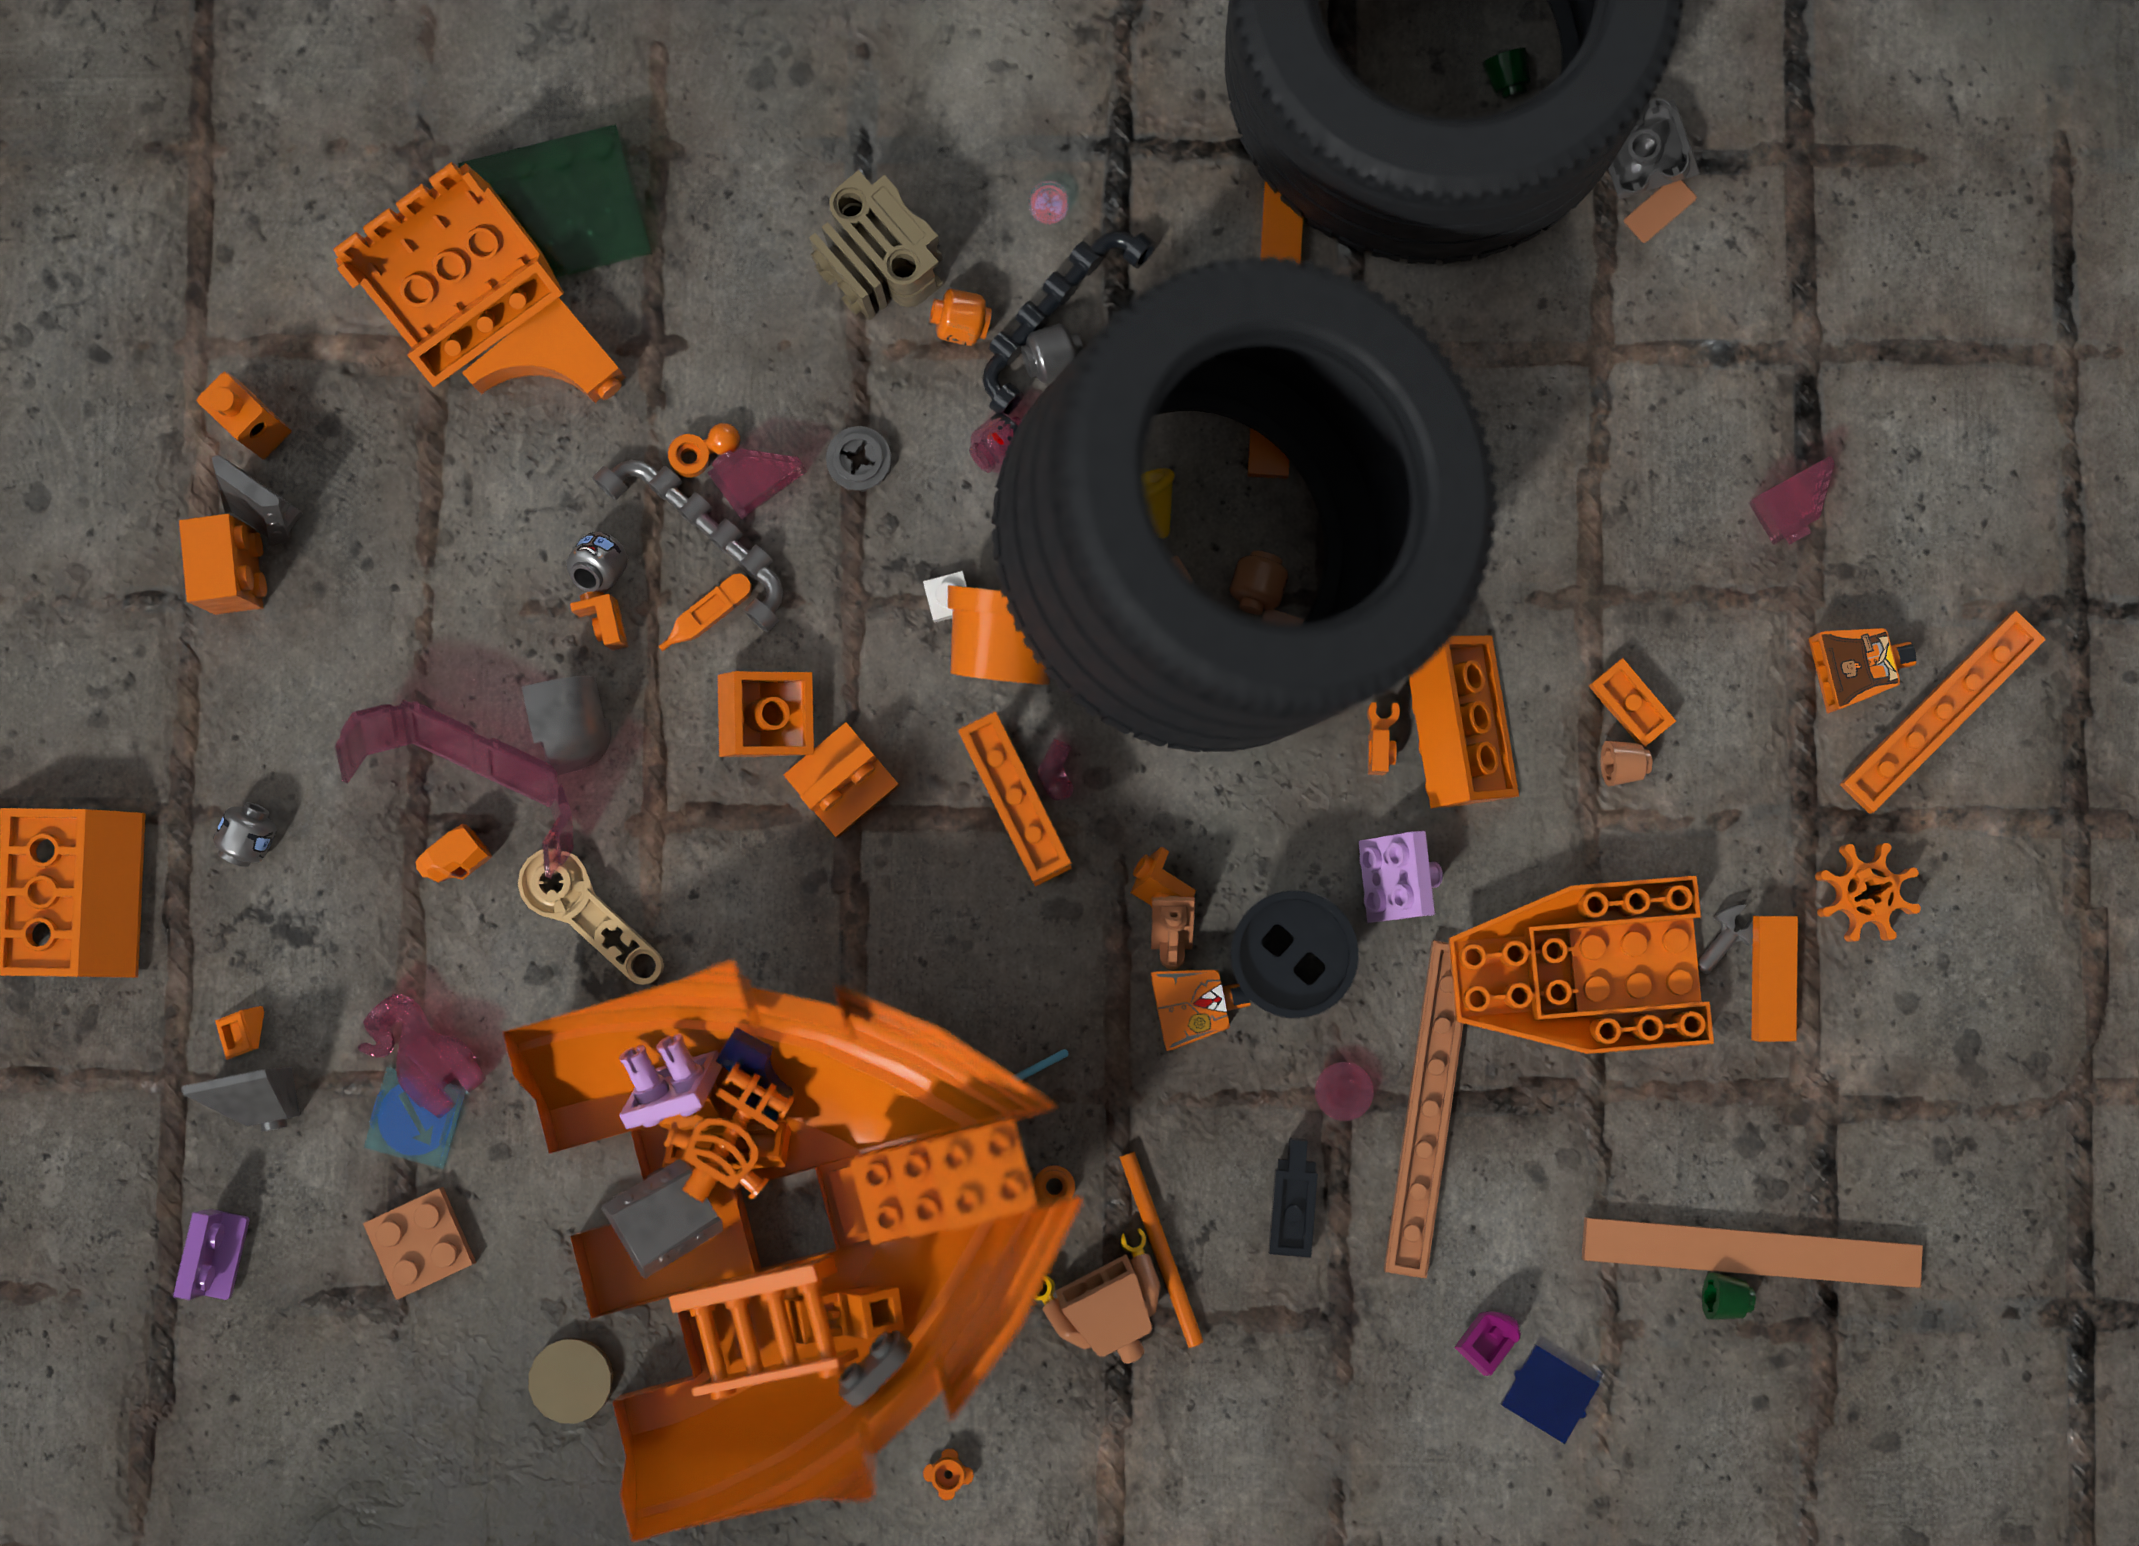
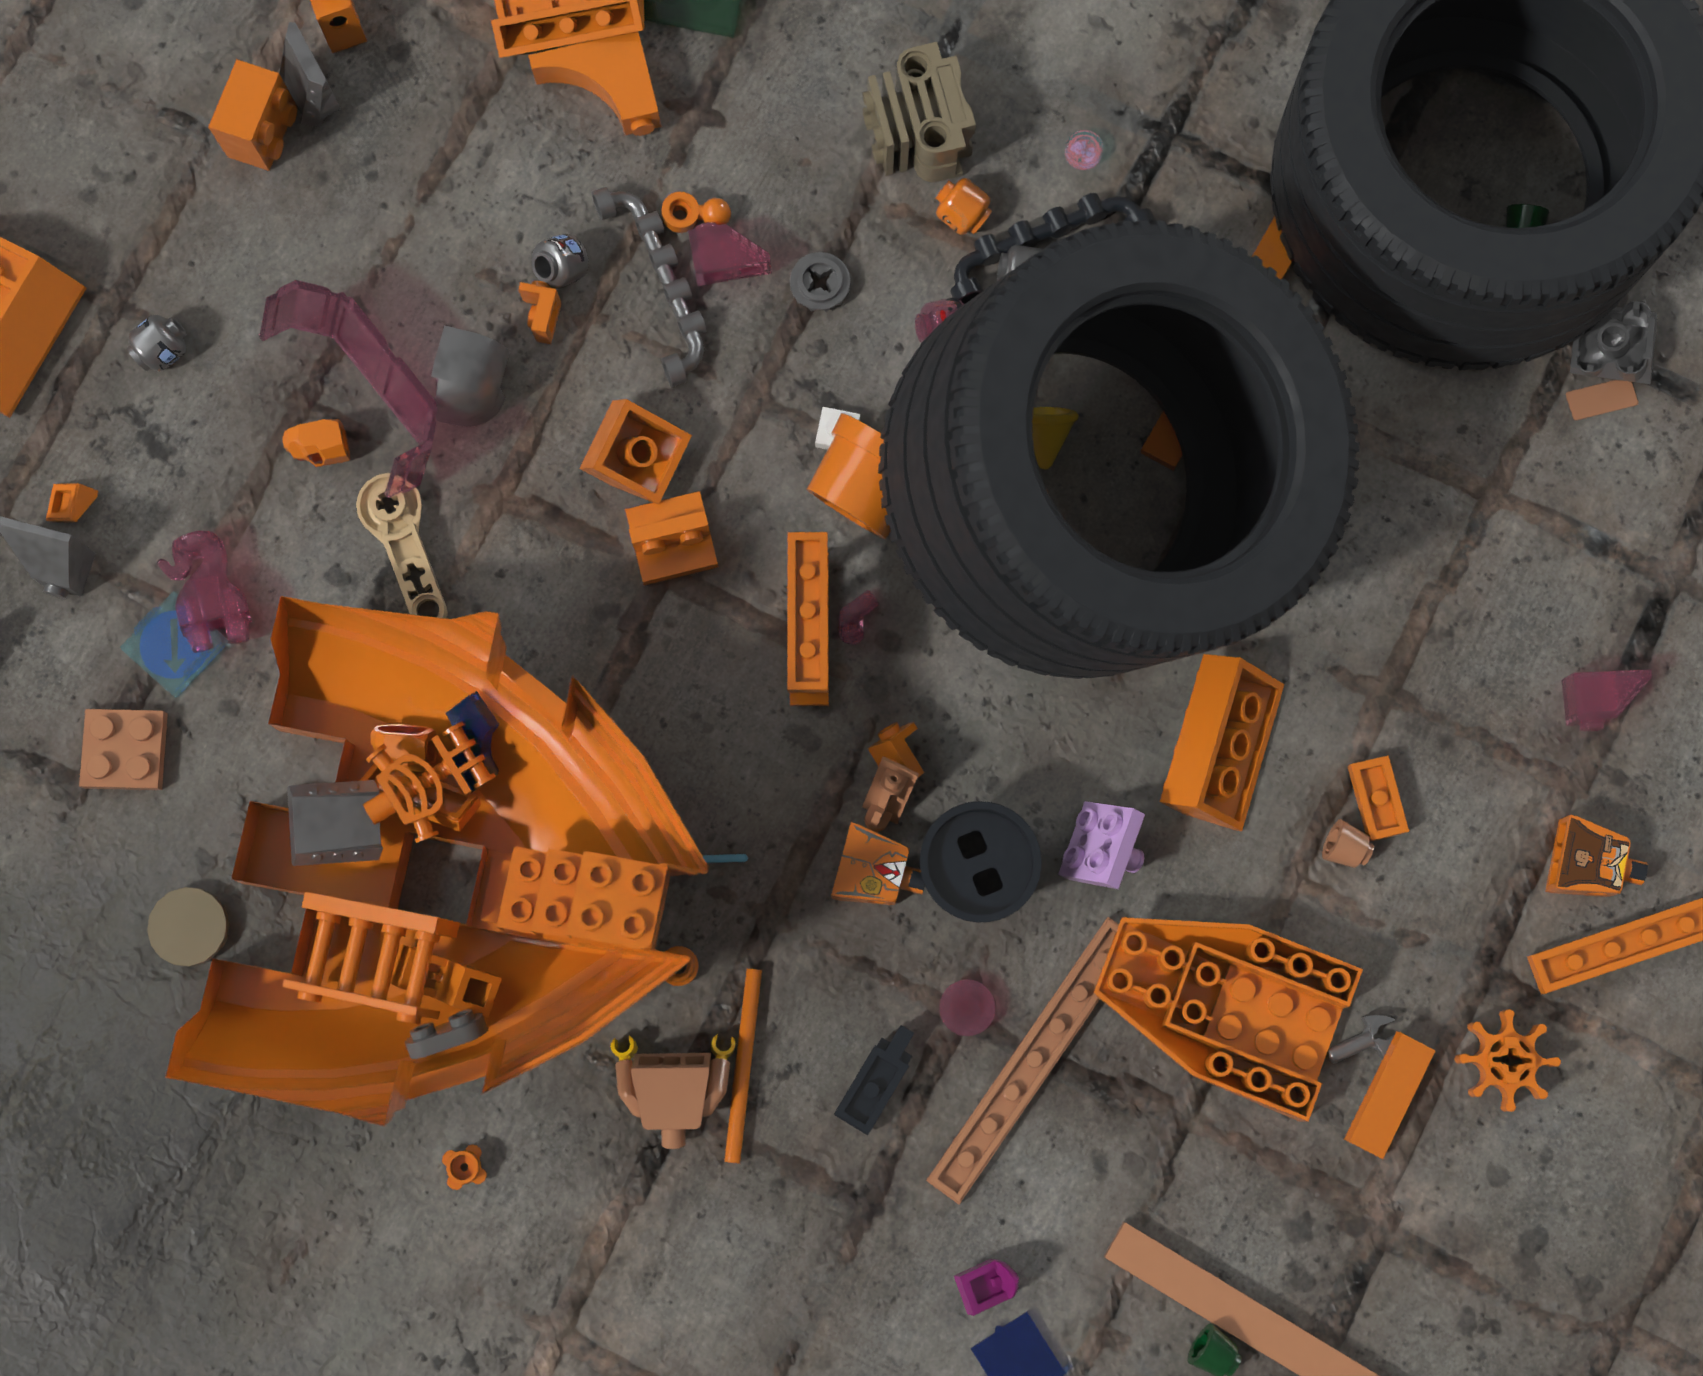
camera: 20 degrees right, 5 degrees down
(670, 1089) = (393, 718): lavender plate -> none
(709, 610) = (633, 346): orange piece -> none
(1259, 582) = (1110, 536): nougat head -> none
(1381, 749) = (1142, 734): orange plate -> none

